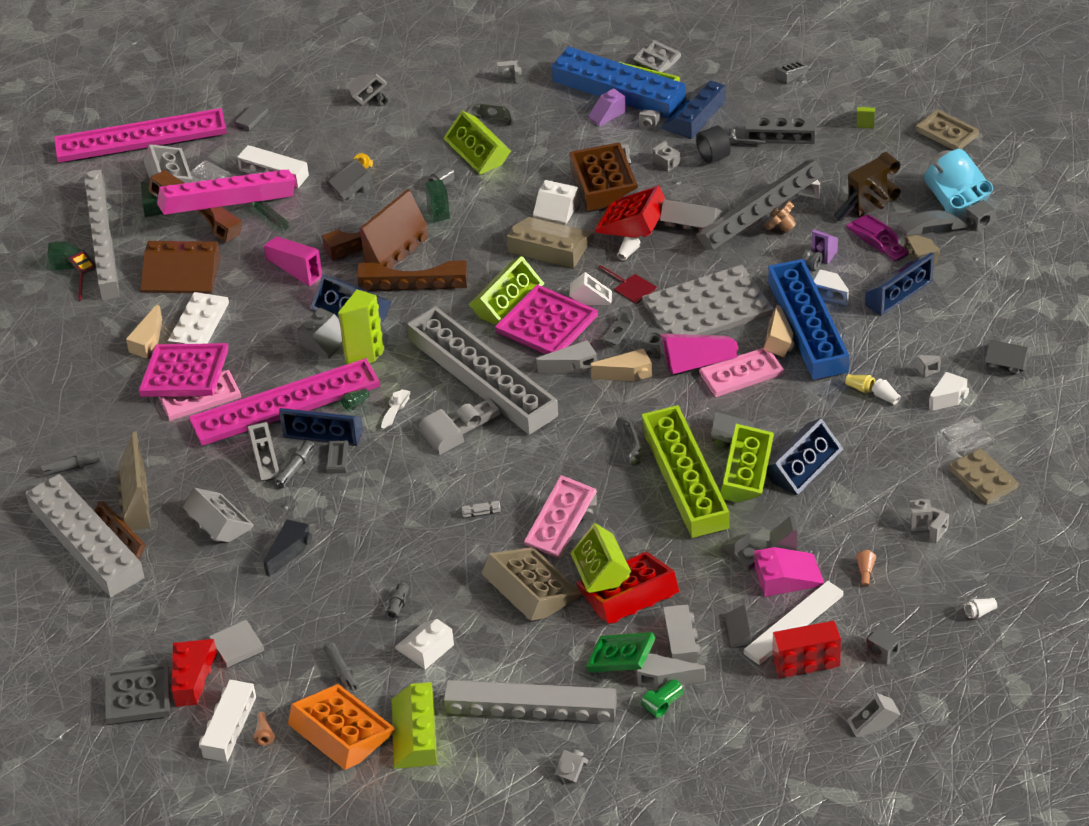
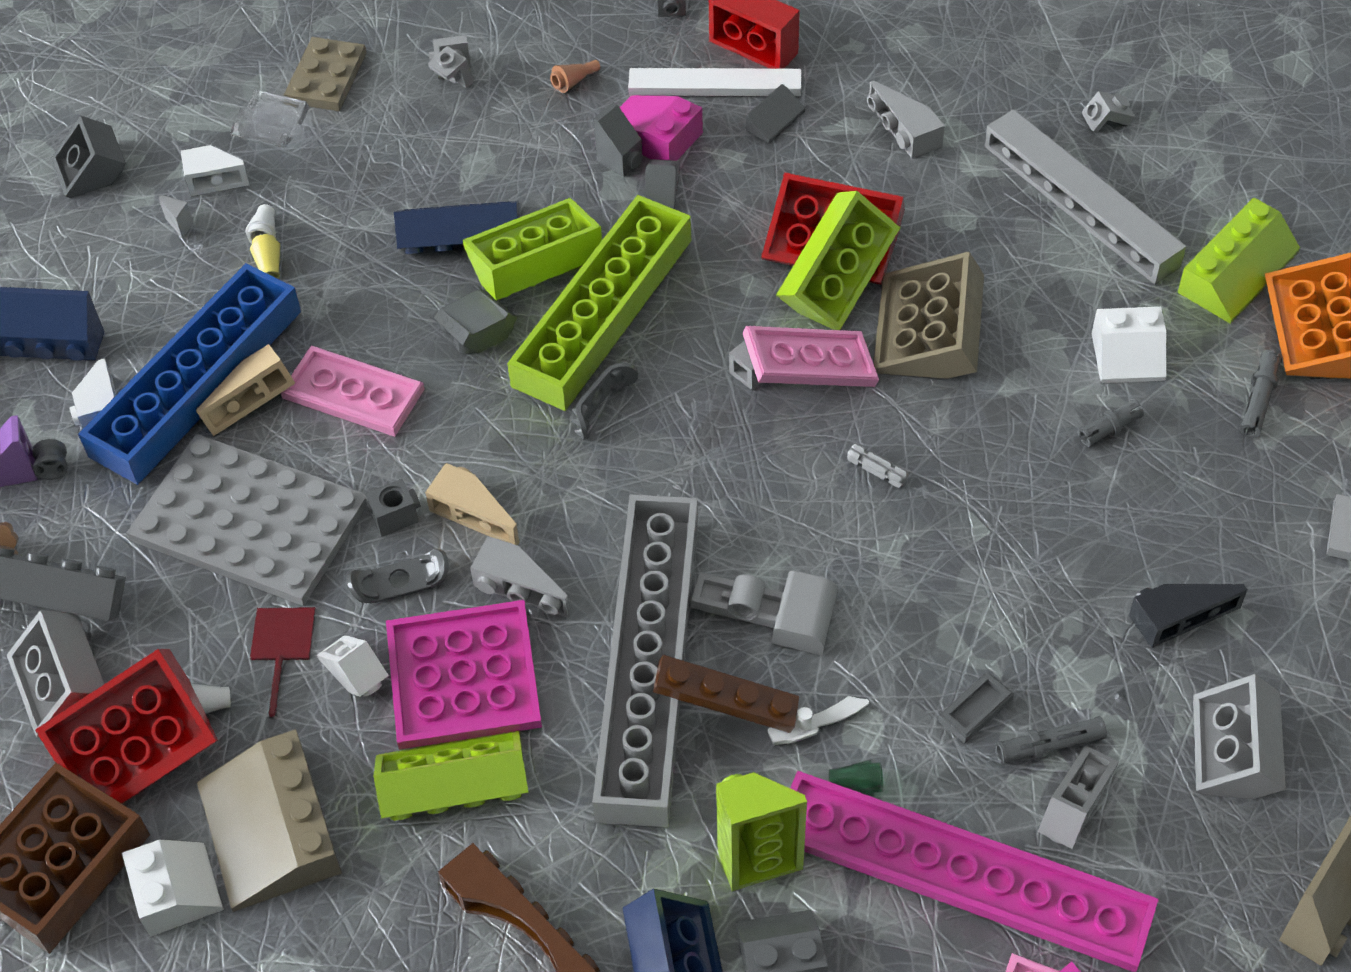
camera: 135 degrees left, 10 degrees up
(320, 426) = (958, 758): dark blue slope -> none
(431, 372) = (726, 694): none -> reddish brown plate
(620, 652) = (936, 158): green plate -> none
(659, 701) = (951, 102): green piece -> none
(680, 634) = (846, 142): light grey brick -> none
(694, 351) = (371, 434): dark pink slope -> none

